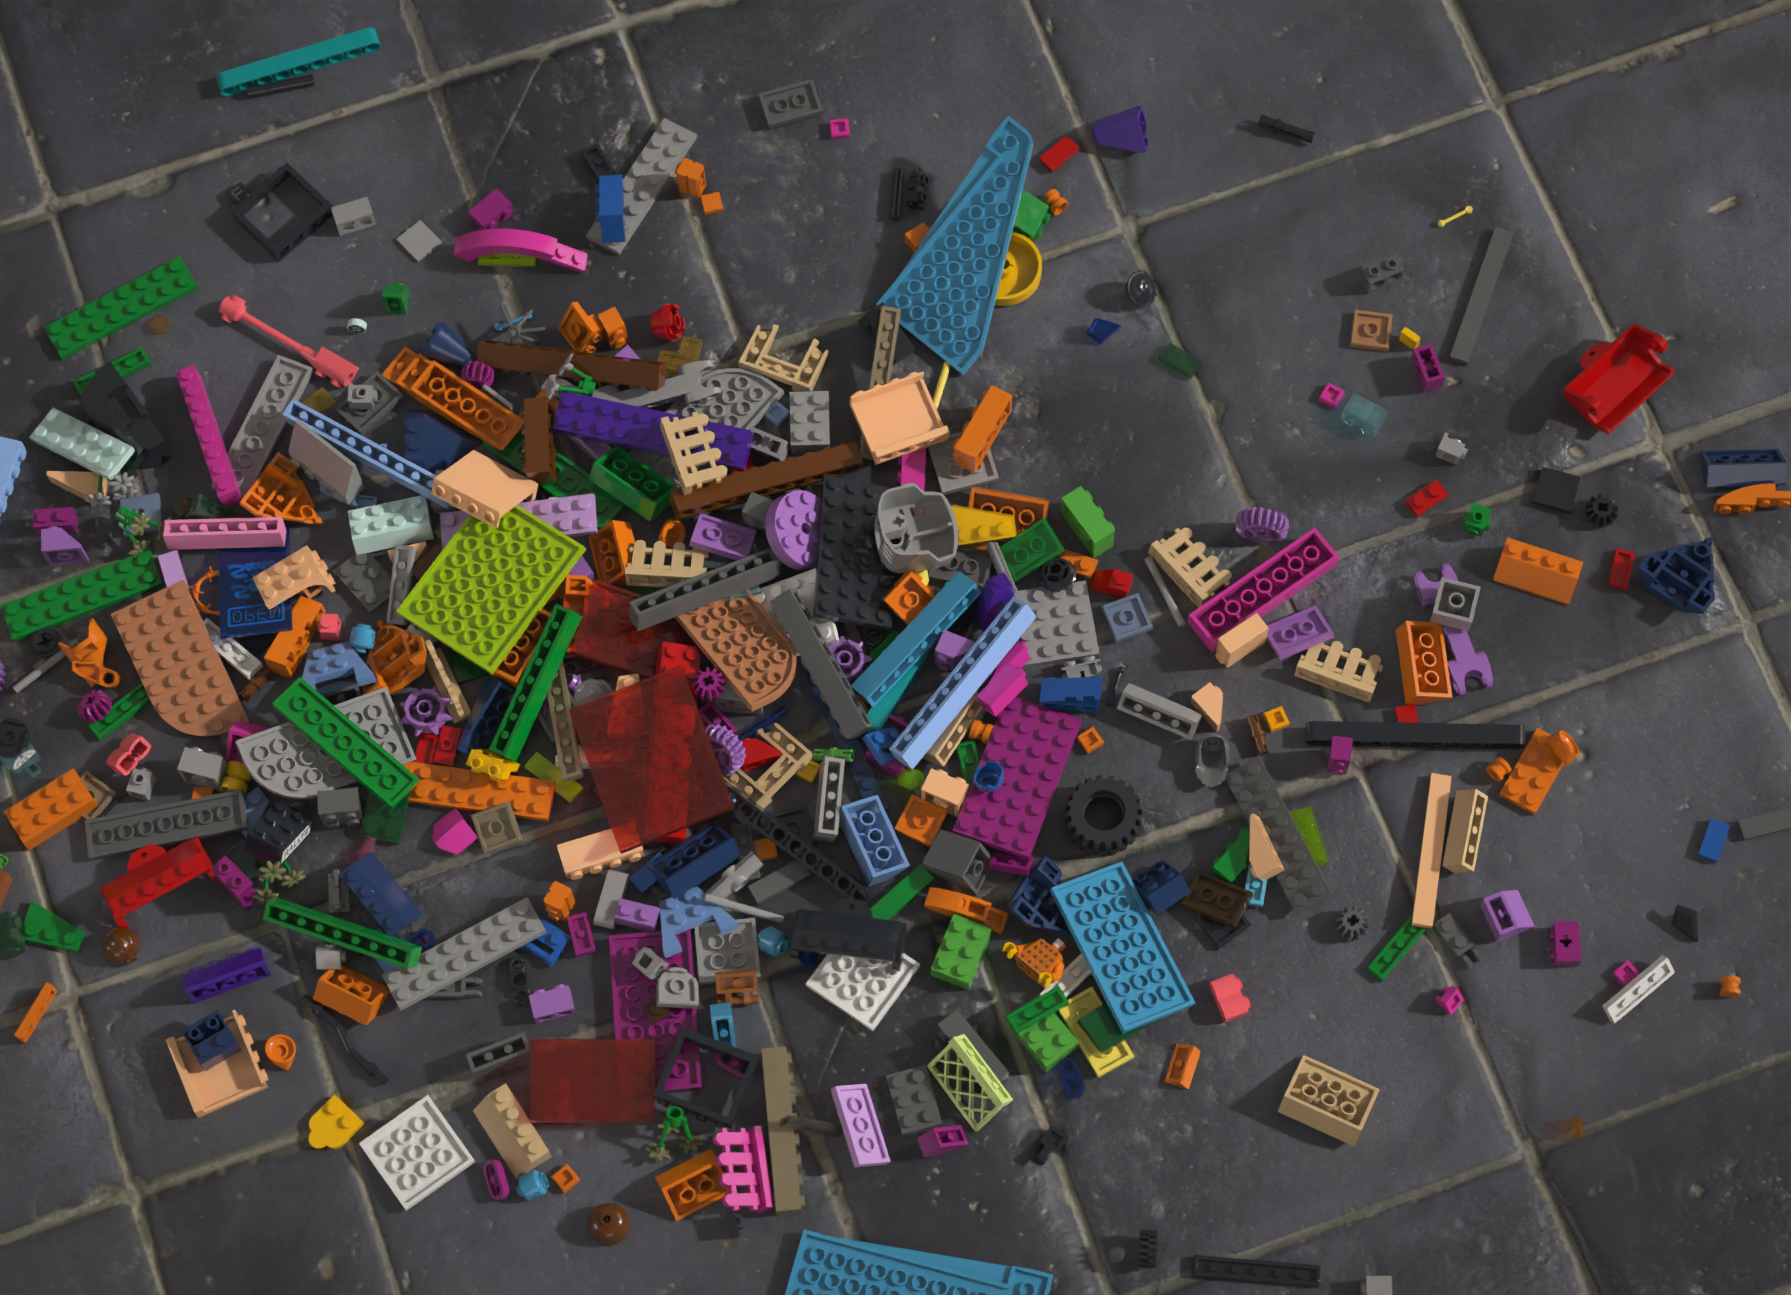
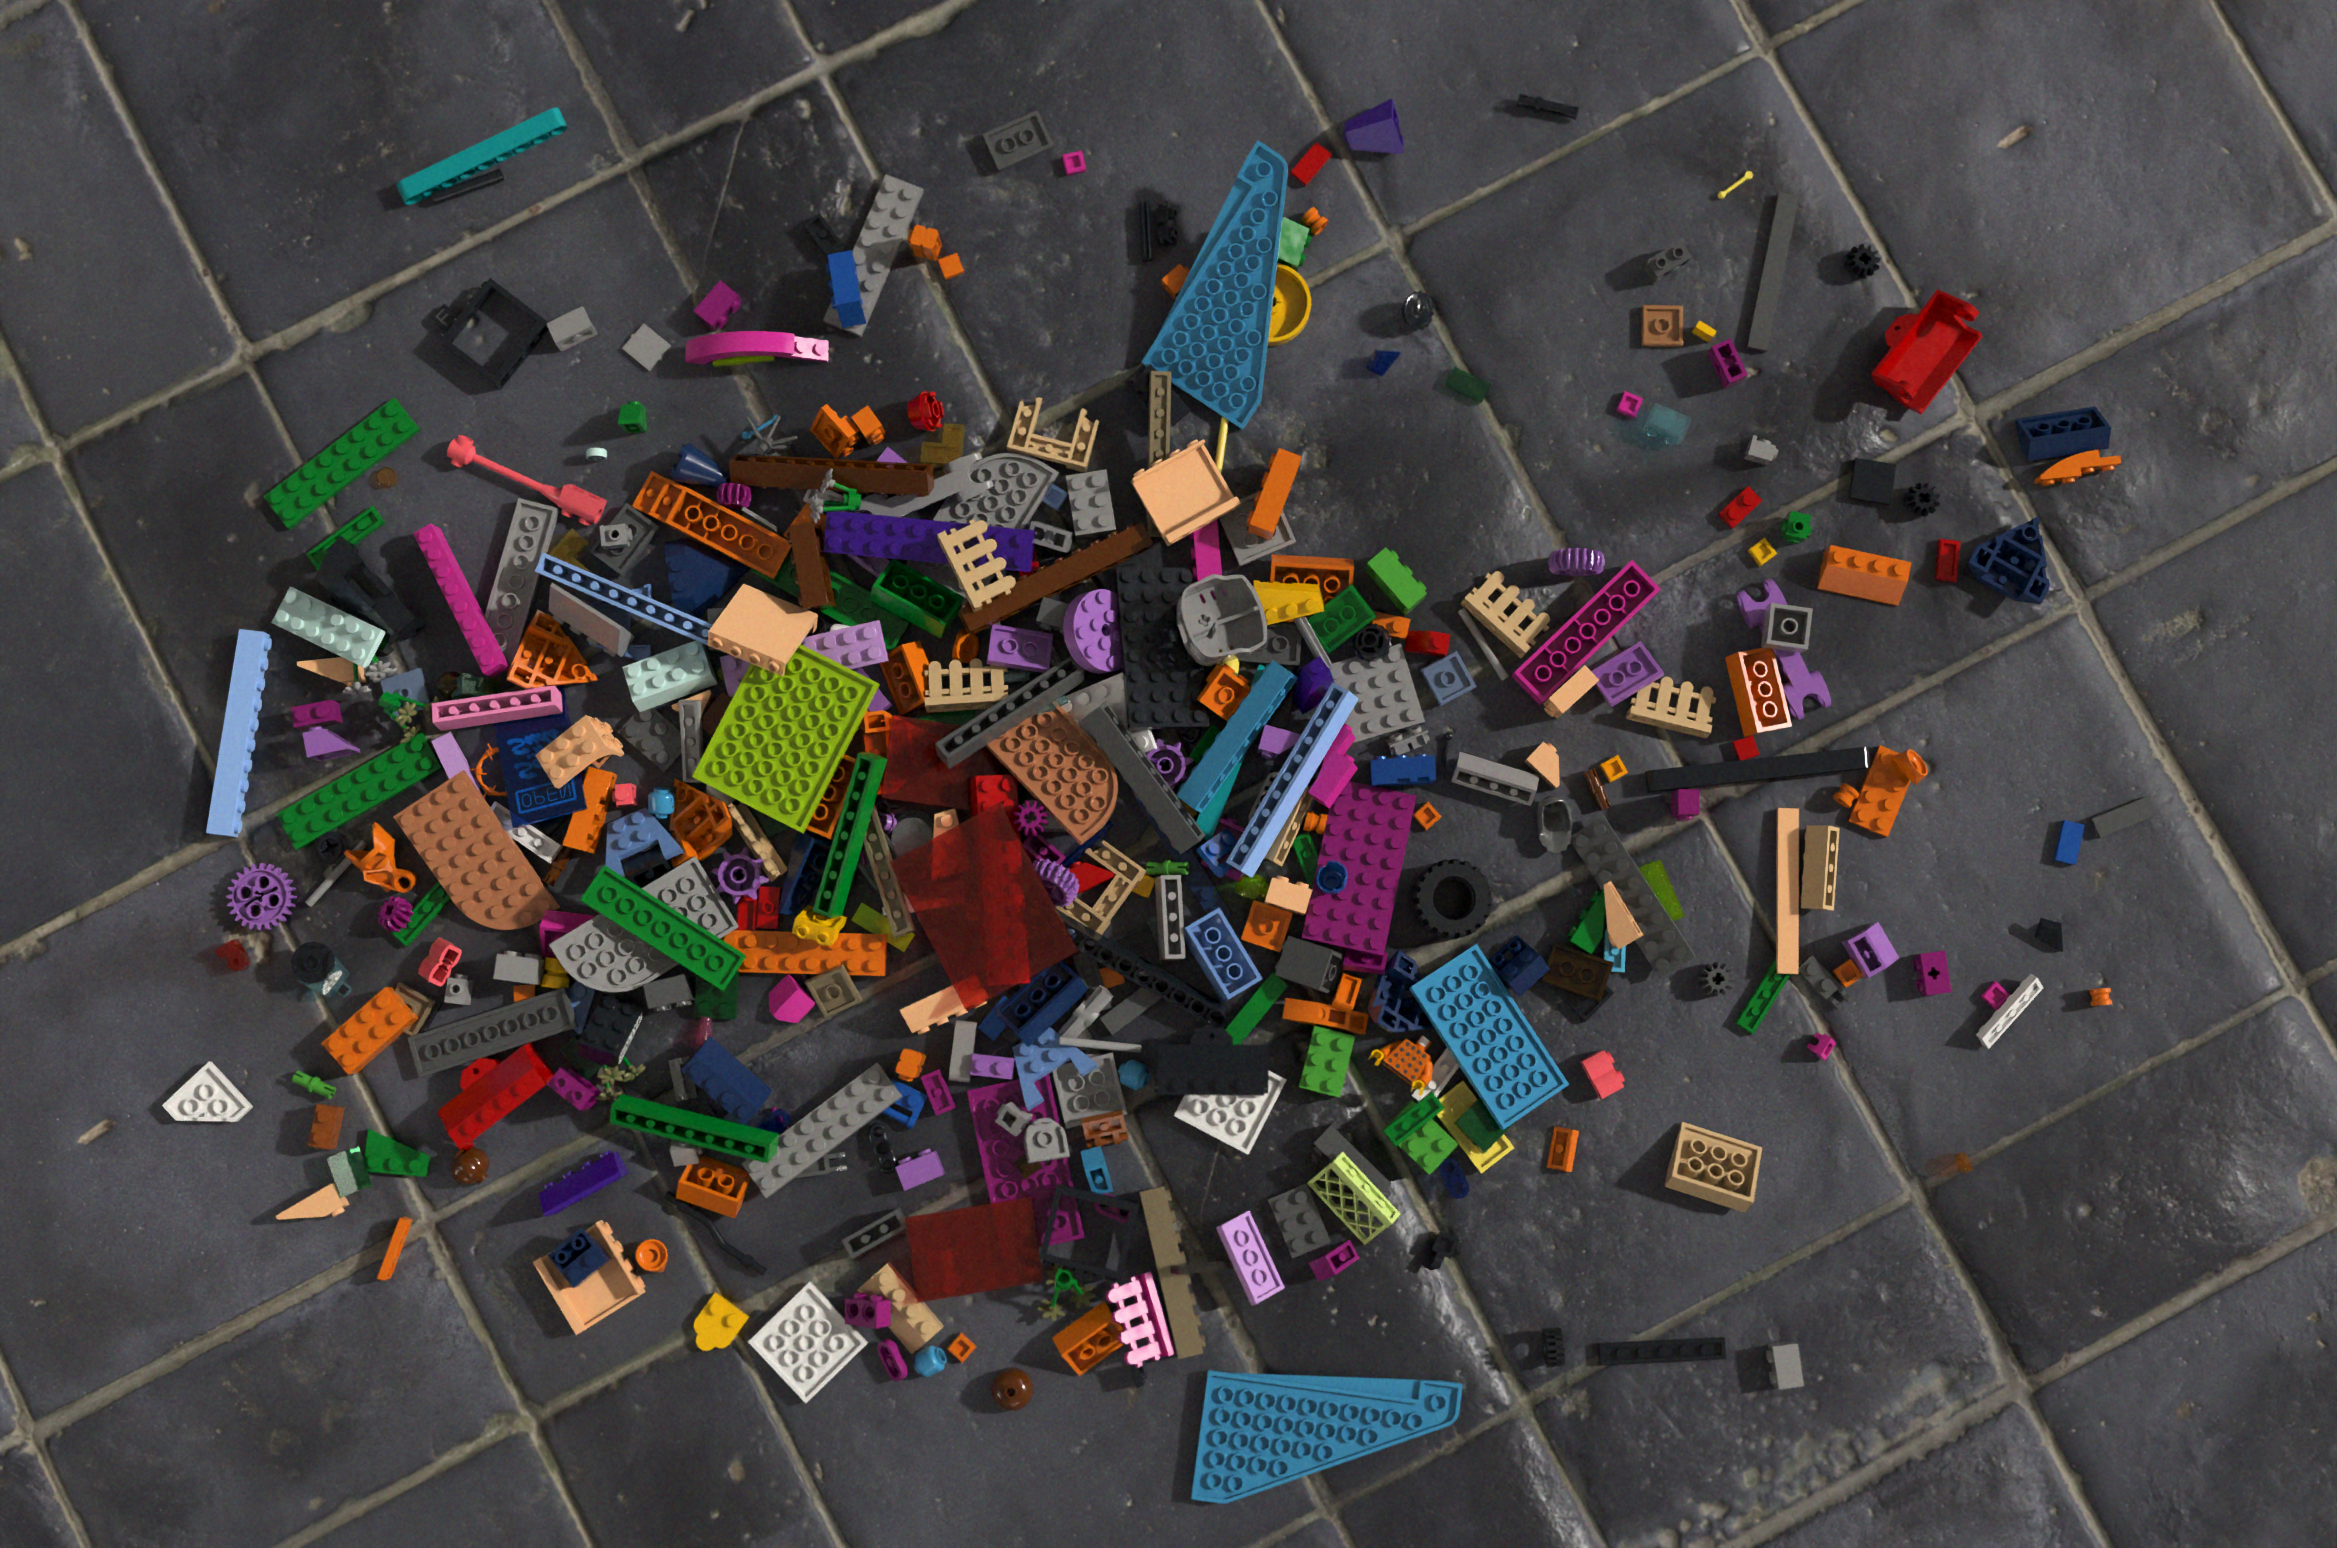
camera: 10 degrees left, 15 degrees up
(479, 1126) = (867, 1311): none -> magenta brick
(989, 889) = (1346, 992): none -> orange tile
(1443, 540) = (1762, 552): none -> yellow tile
(1482, 934) = (1847, 973): none -> orange plate
(1560, 295) = (1866, 256): none -> black gear

